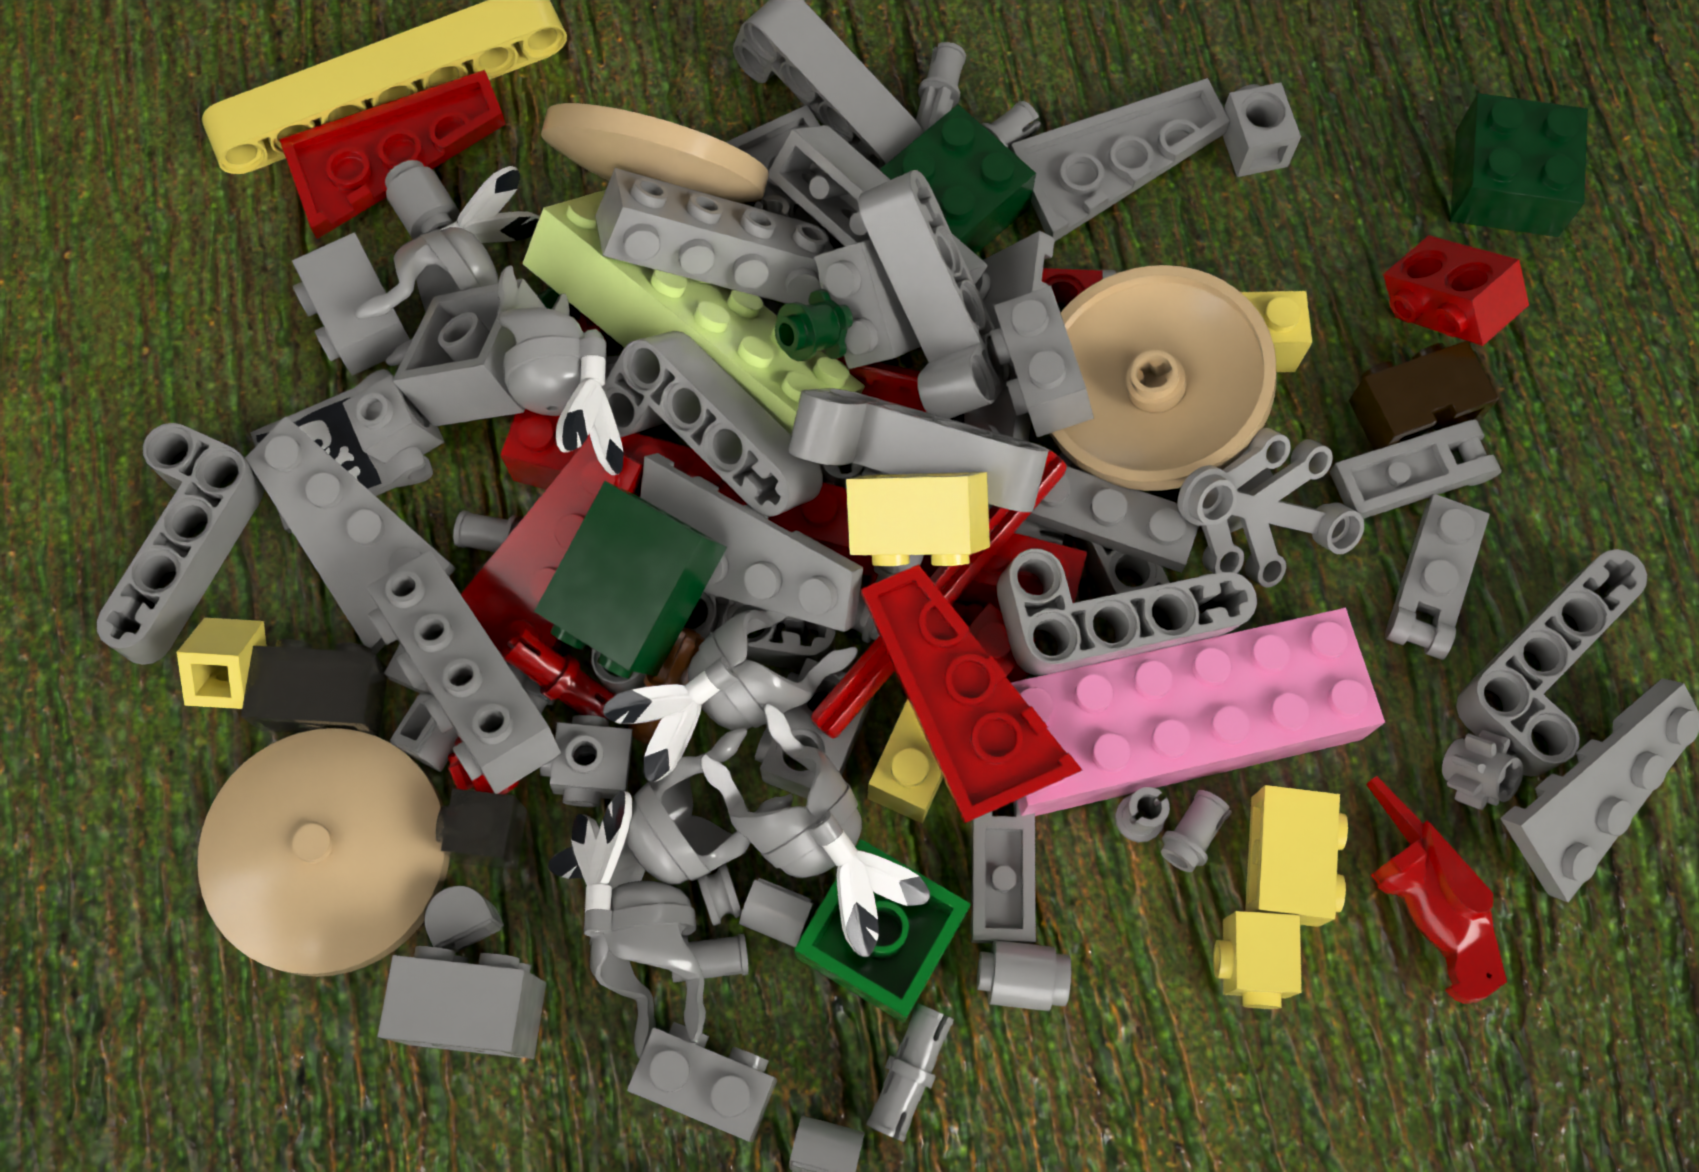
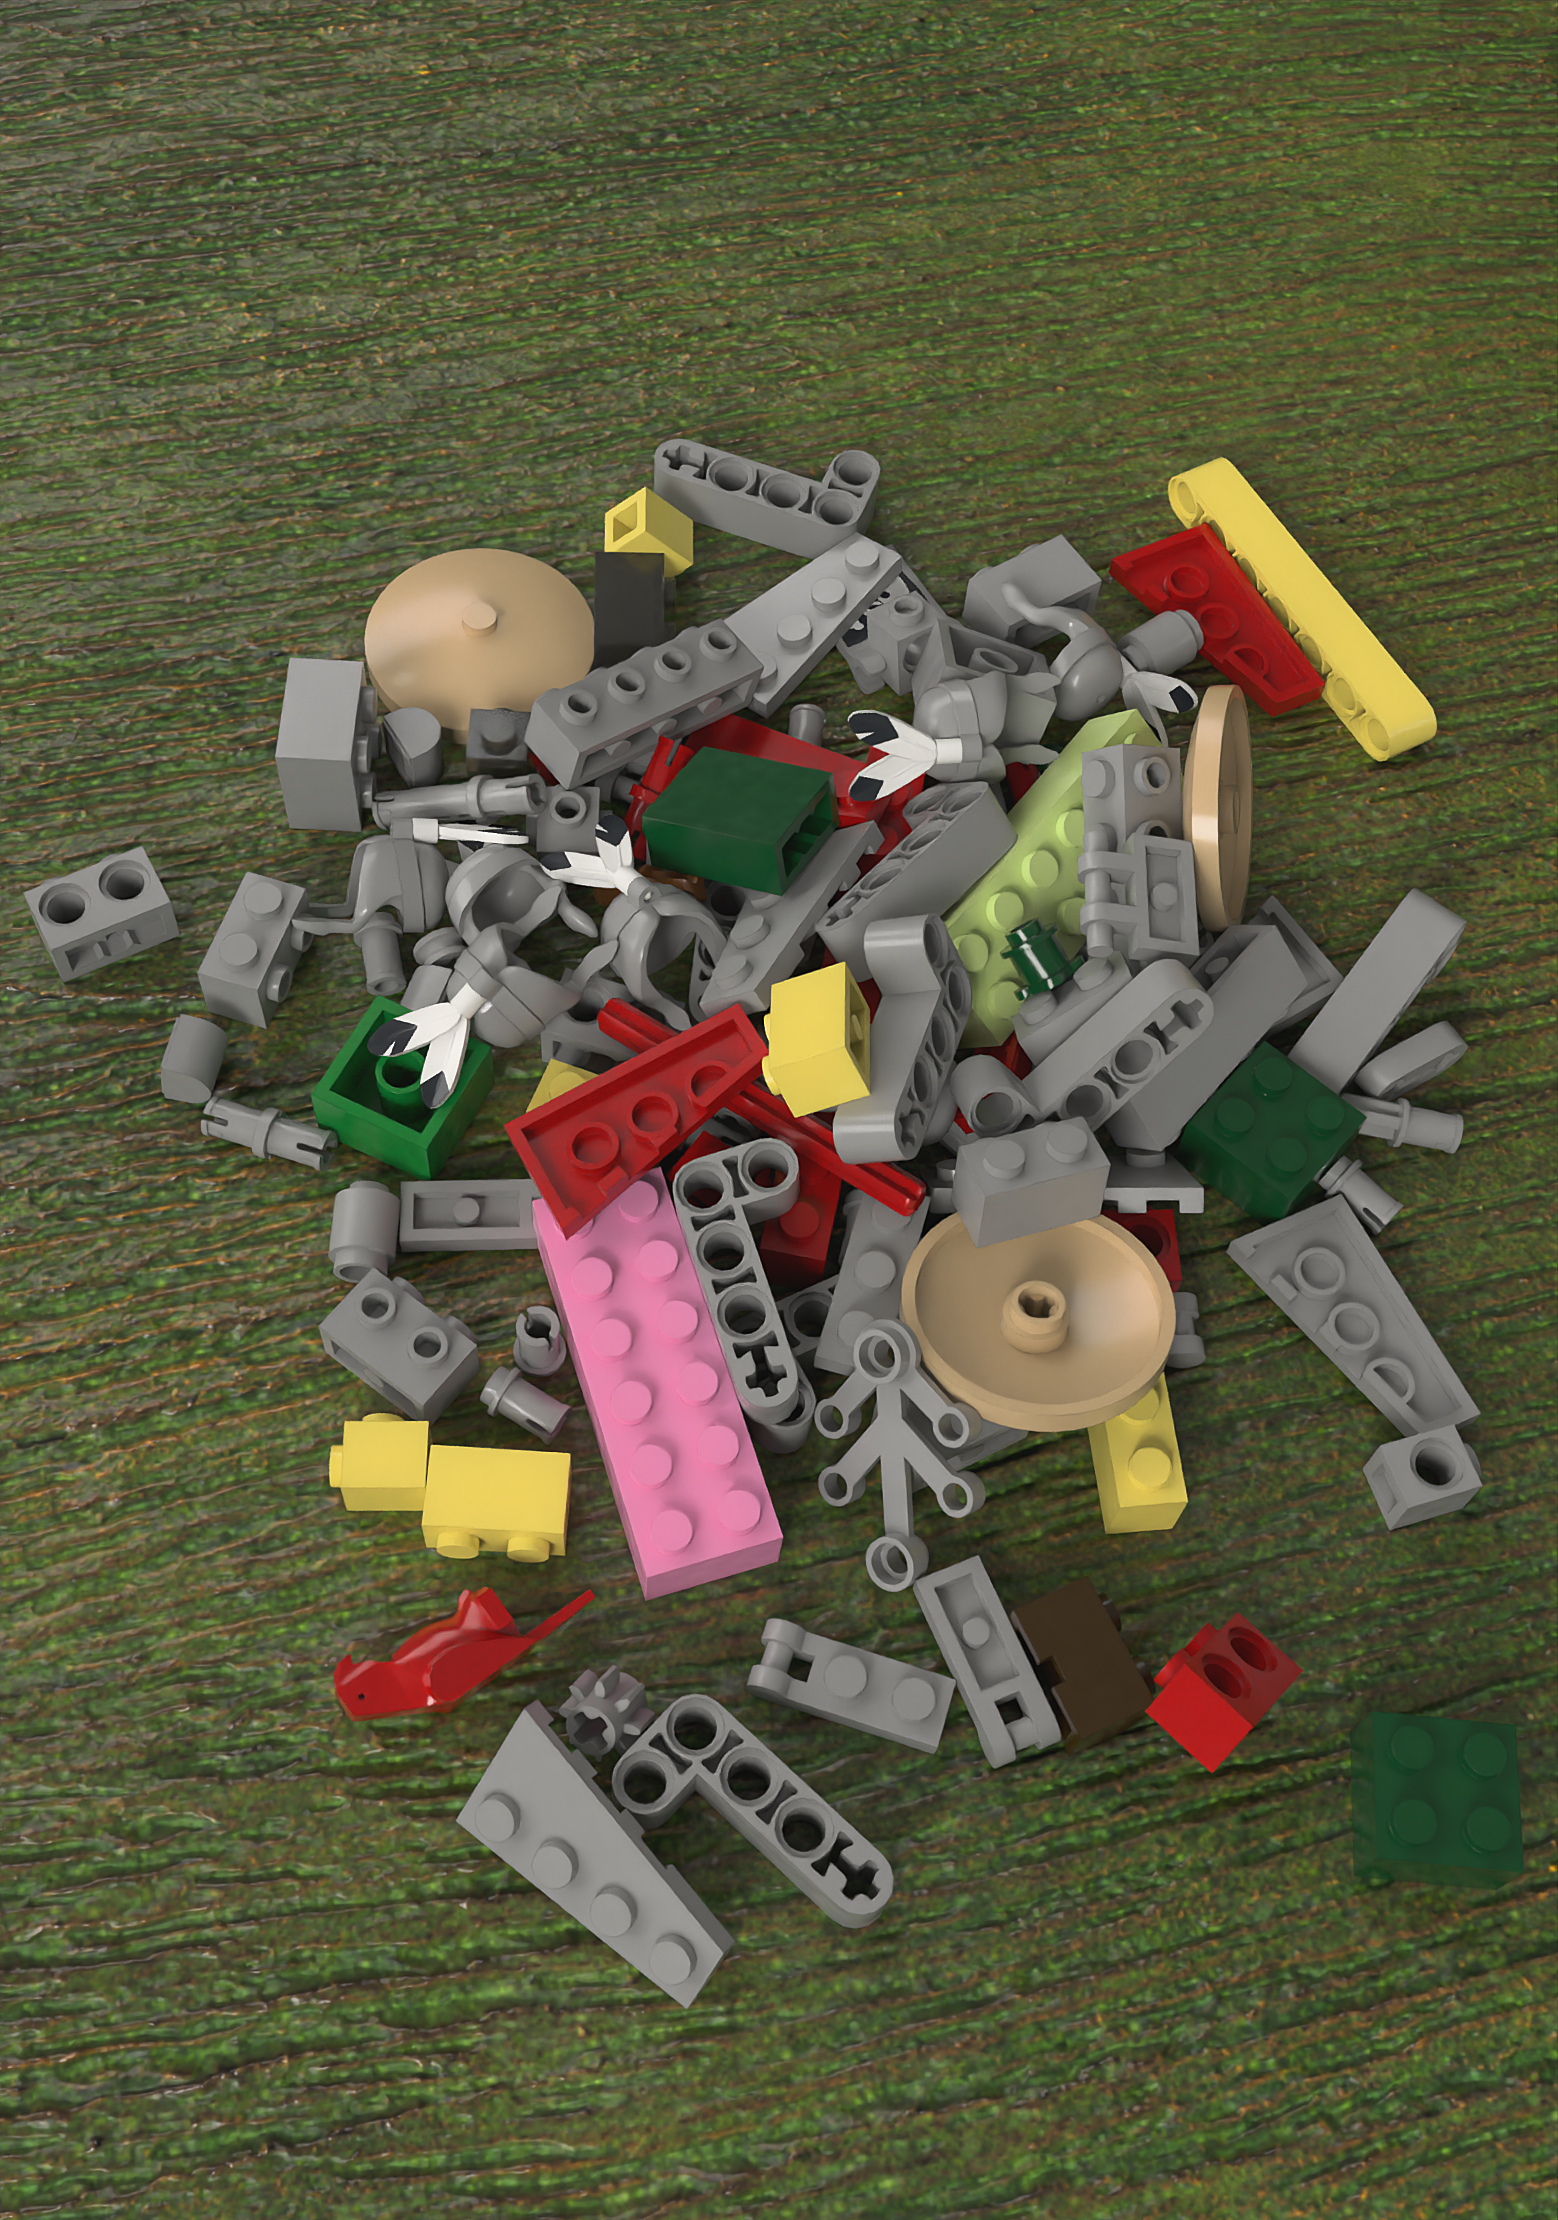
camera: 80 degrees right, 10 degrees down
(556, 845) = (478, 800): none -> light grey pin
(783, 209) = (1158, 896): none -> light grey plate
(882, 60) = (1411, 1062): none -> light grey beam
(1144, 941) = (401, 1346): none -> light grey brick

